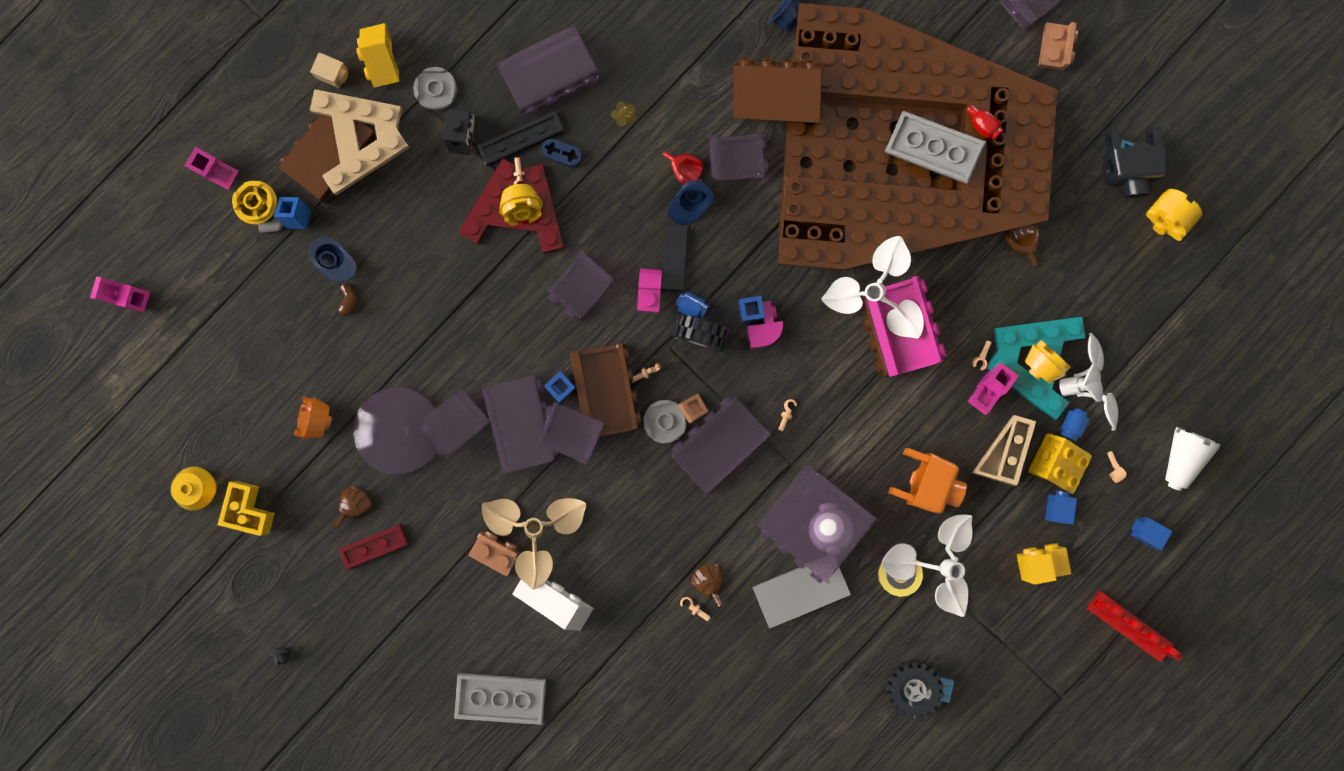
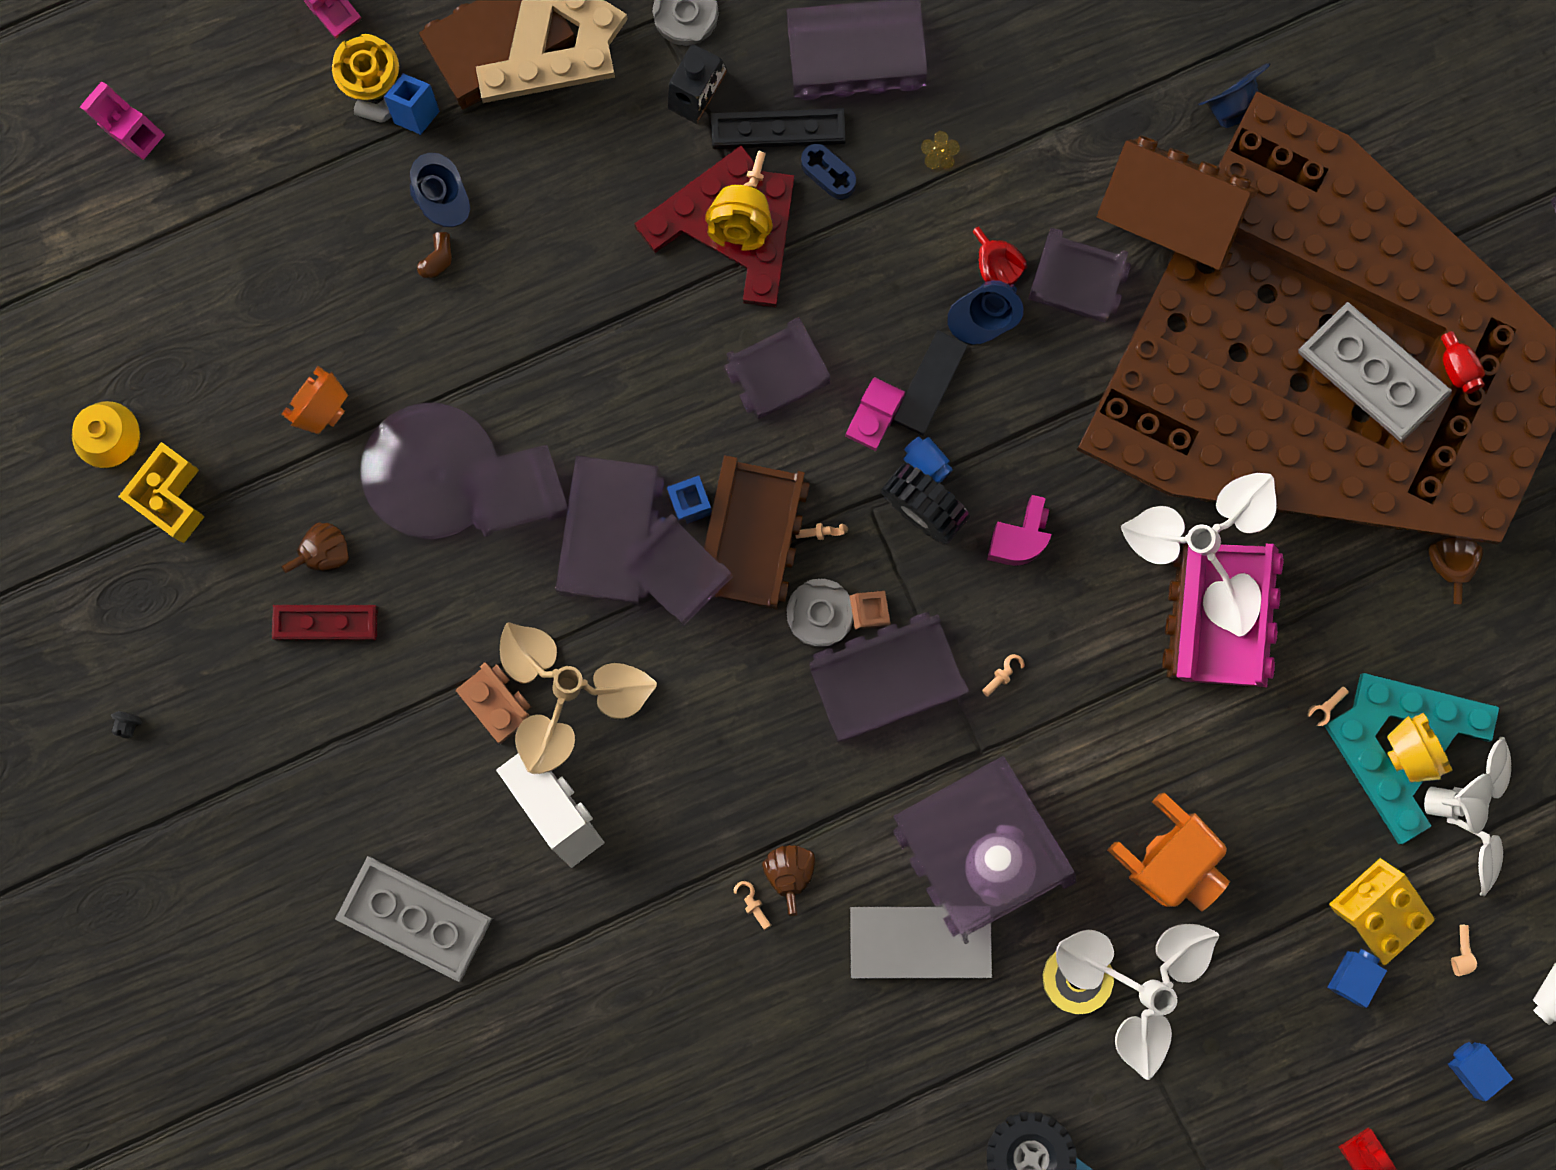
camera: 25 degrees right, 5 degrees down
(751, 309) = (1012, 500): blue brick -> none
(991, 387) = (1324, 756): dark pink brick -> none
(1008, 452) = (1307, 862): tan wedge -> none
(1043, 564) = (1300, 1051): yellow brick -> none
(1074, 425) = (1426, 862): blue brick -> none

